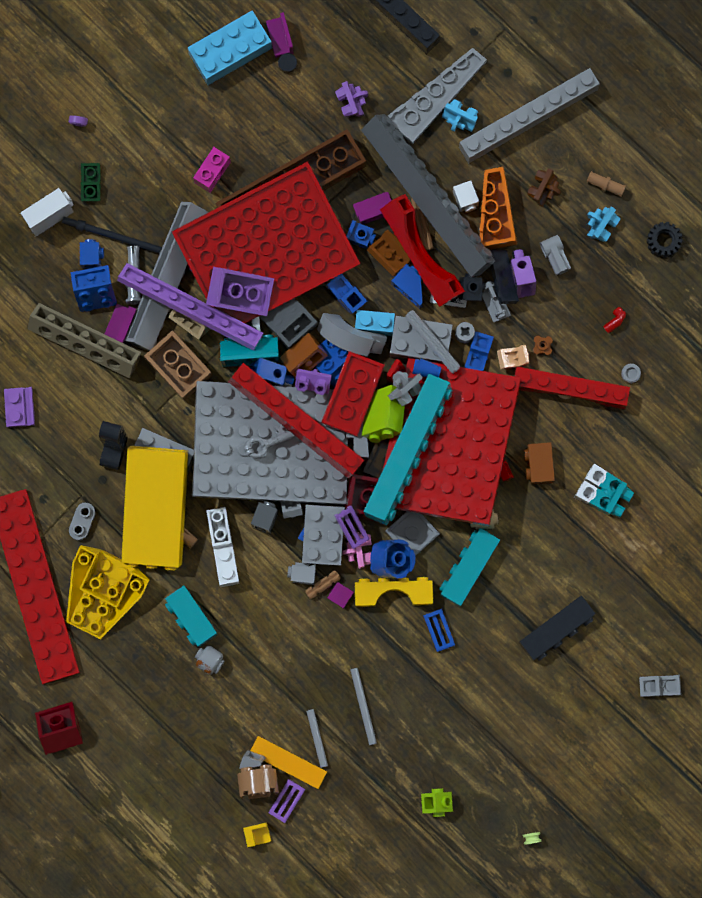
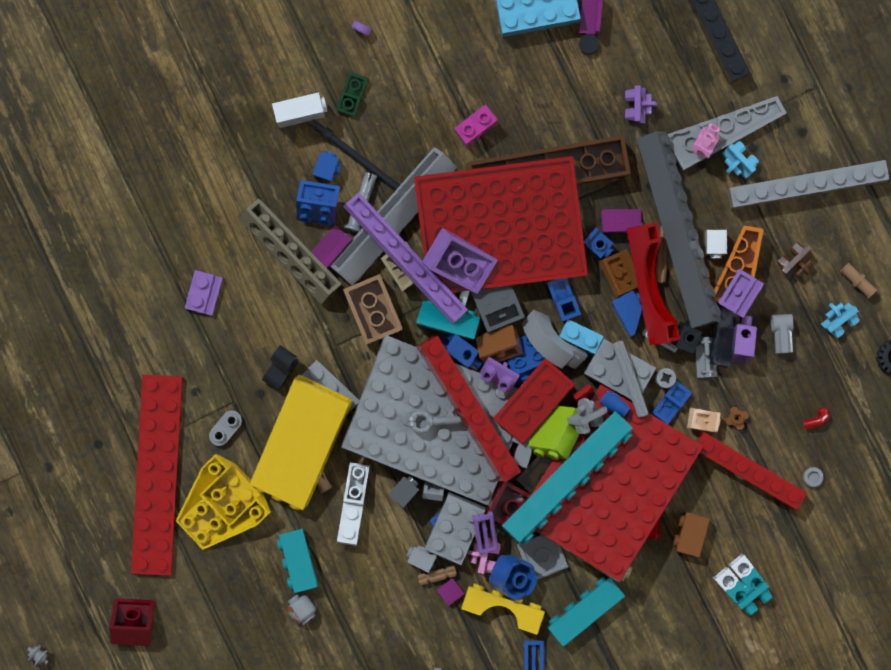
camera: 10 degrees right, 5 degrees up
(423, 108) = (706, 141): none -> bright pink hips
(504, 230) = (741, 293): none -> medium lavender plate

